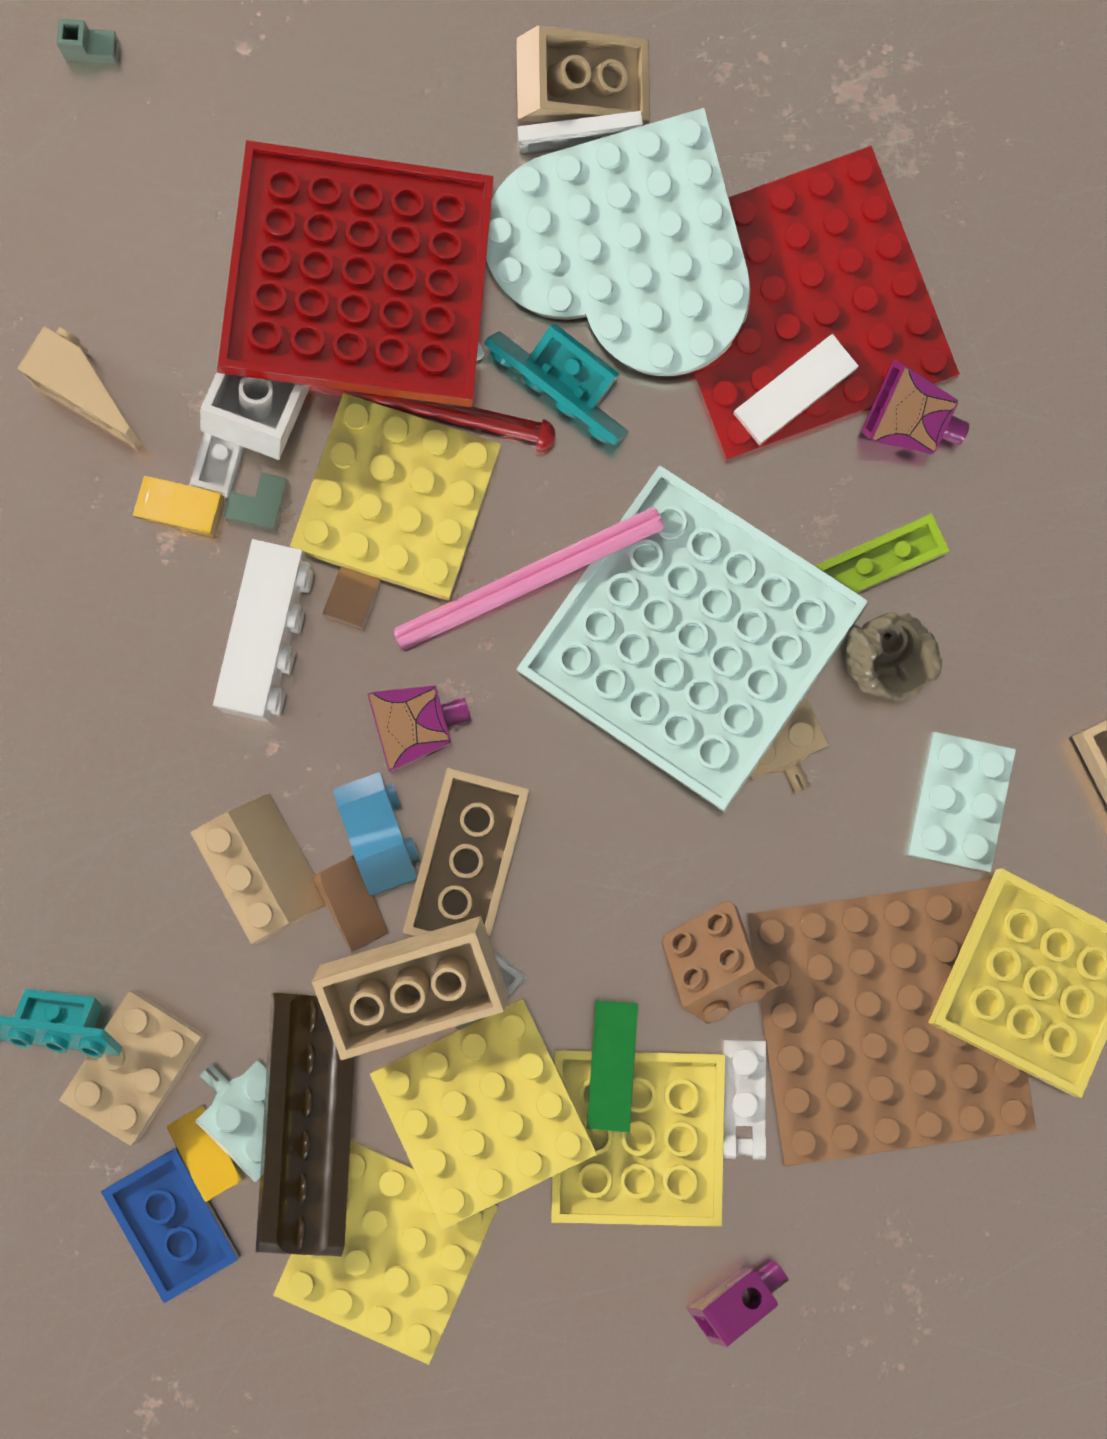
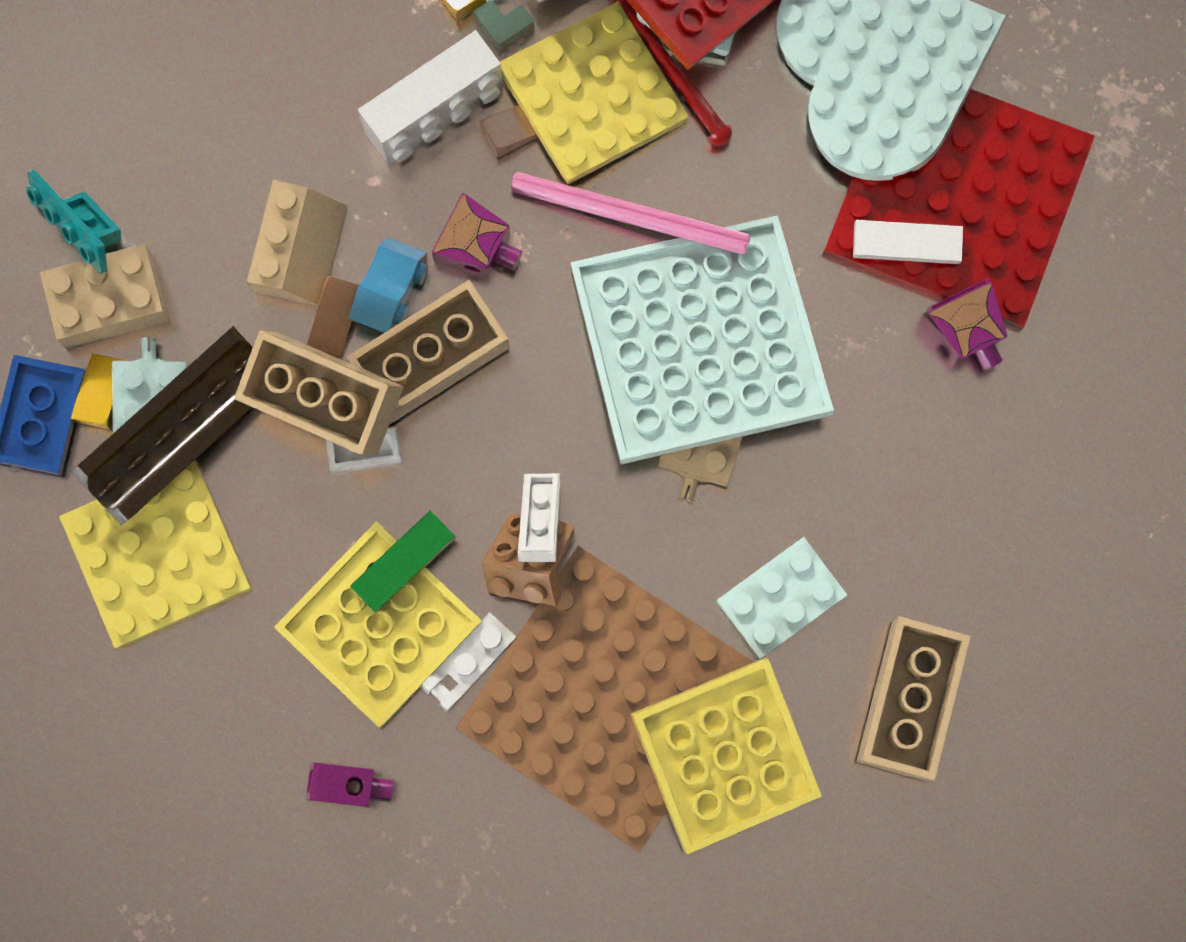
camera: 40 degrees right, 5 degrees down
(483, 1114) = (293, 519): light yellow plate -> none
(567, 374) = (769, 109): teal bracket -> none
(697, 922) = (539, 518): none -> white tile
(887, 555) = (874, 399): lime plate -> none
(892, 656) = (815, 468): dark tan hair -> none

